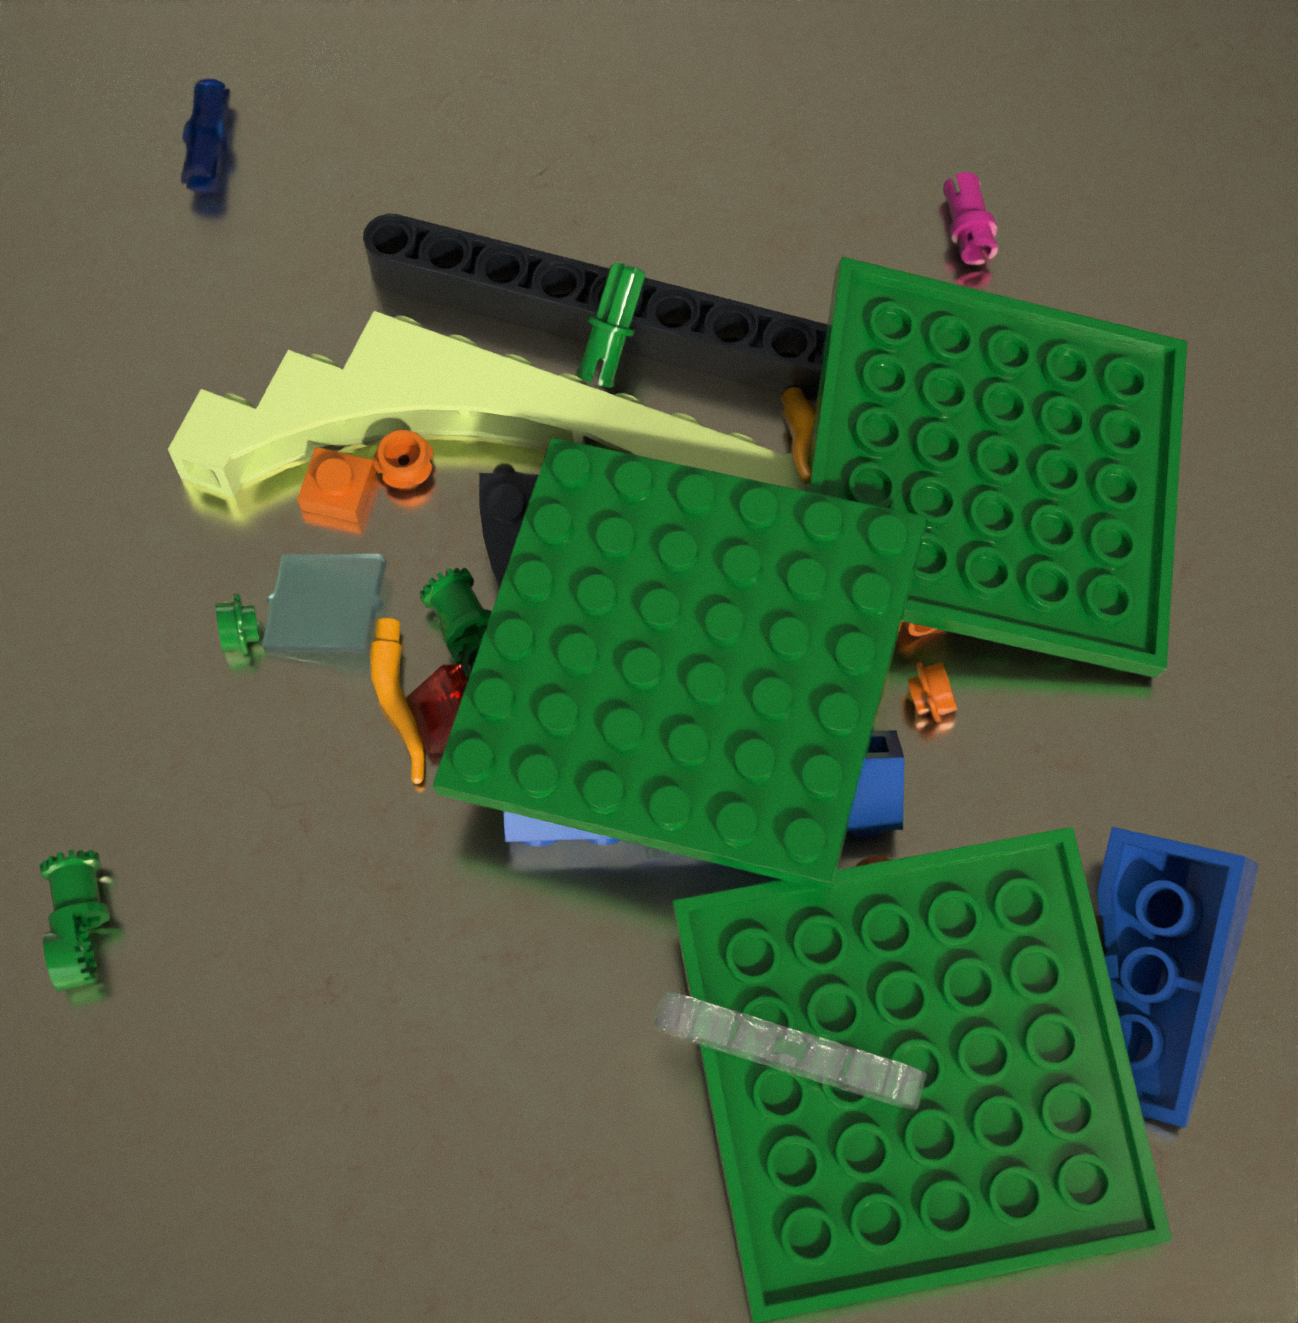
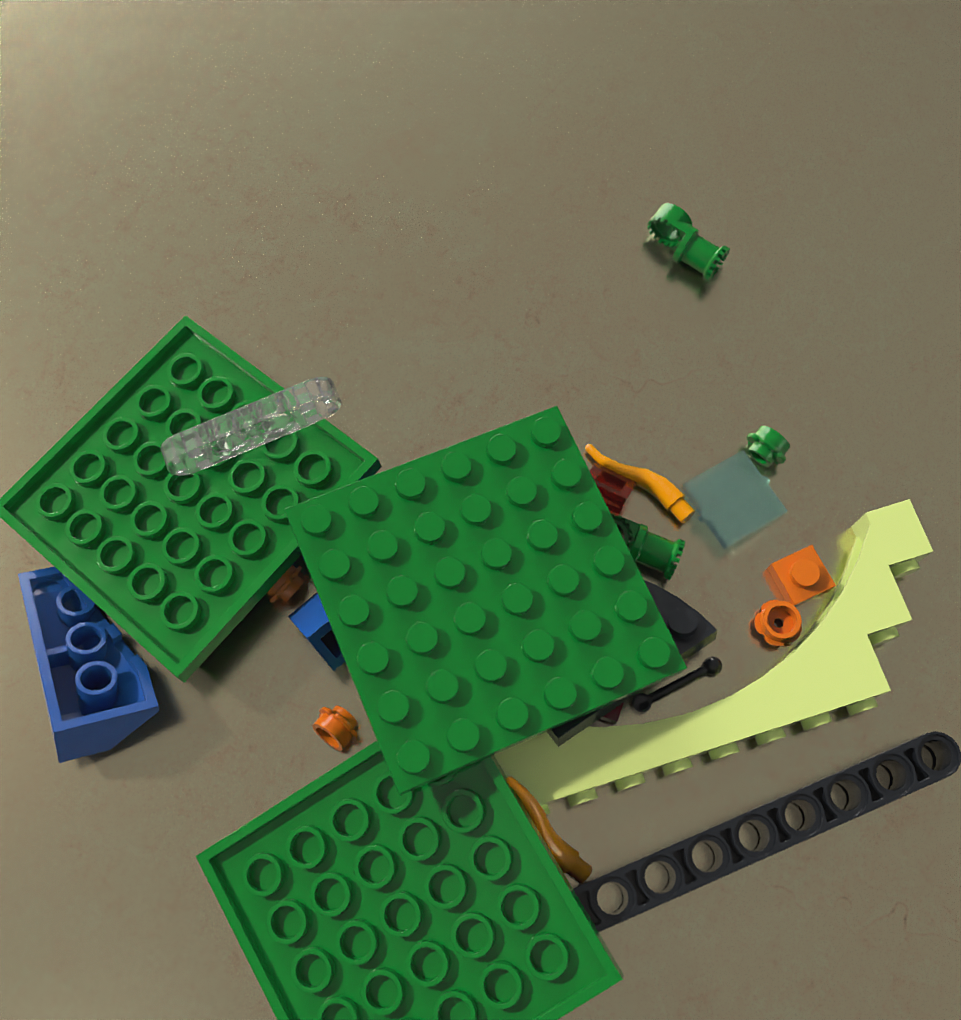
camera: 140 degrees right, 5 degrees up
(612, 323) = (734, 803): green axle -> none

